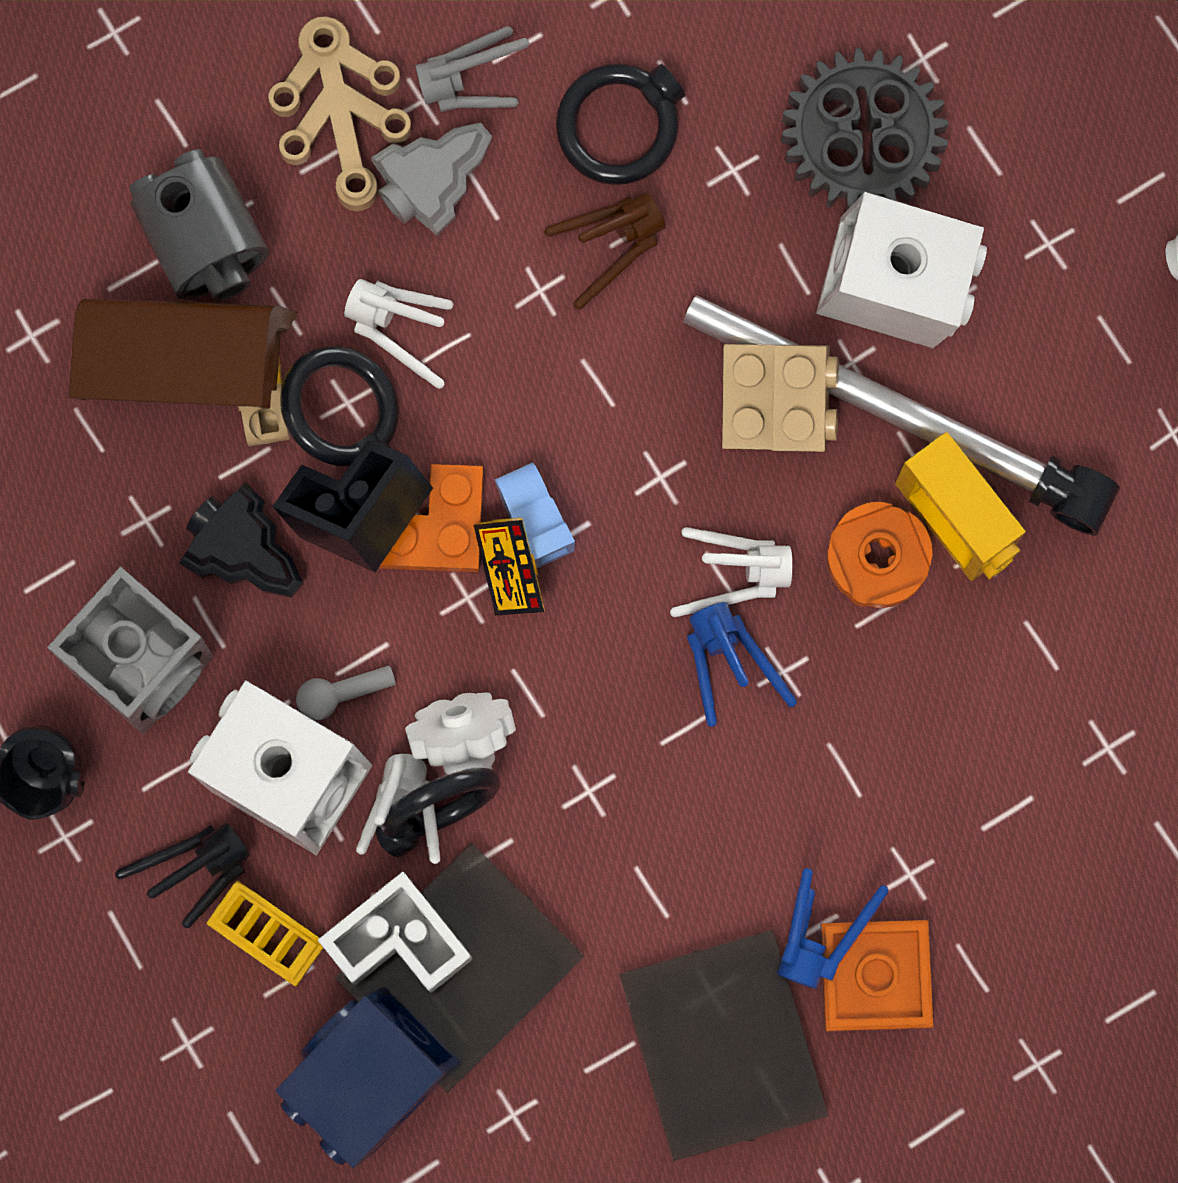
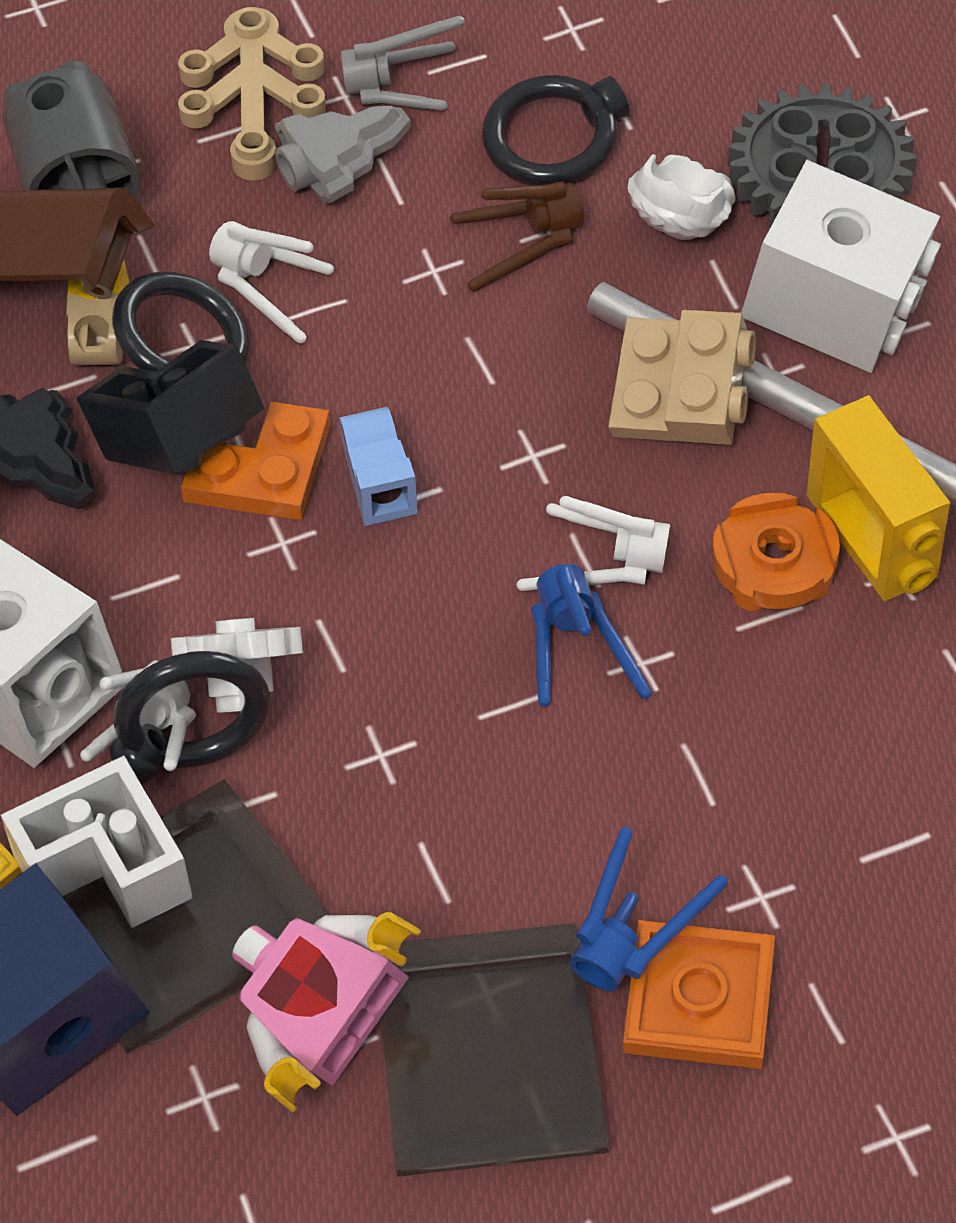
camera: 15 degrees right, 25 degrees down
(320, 698) = (132, 604): light grey bar -> none
(509, 566) = (335, 501): piece -> none
(588, 1037) = (318, 994): none -> torso
(748, 193) = (681, 197): none -> white hair

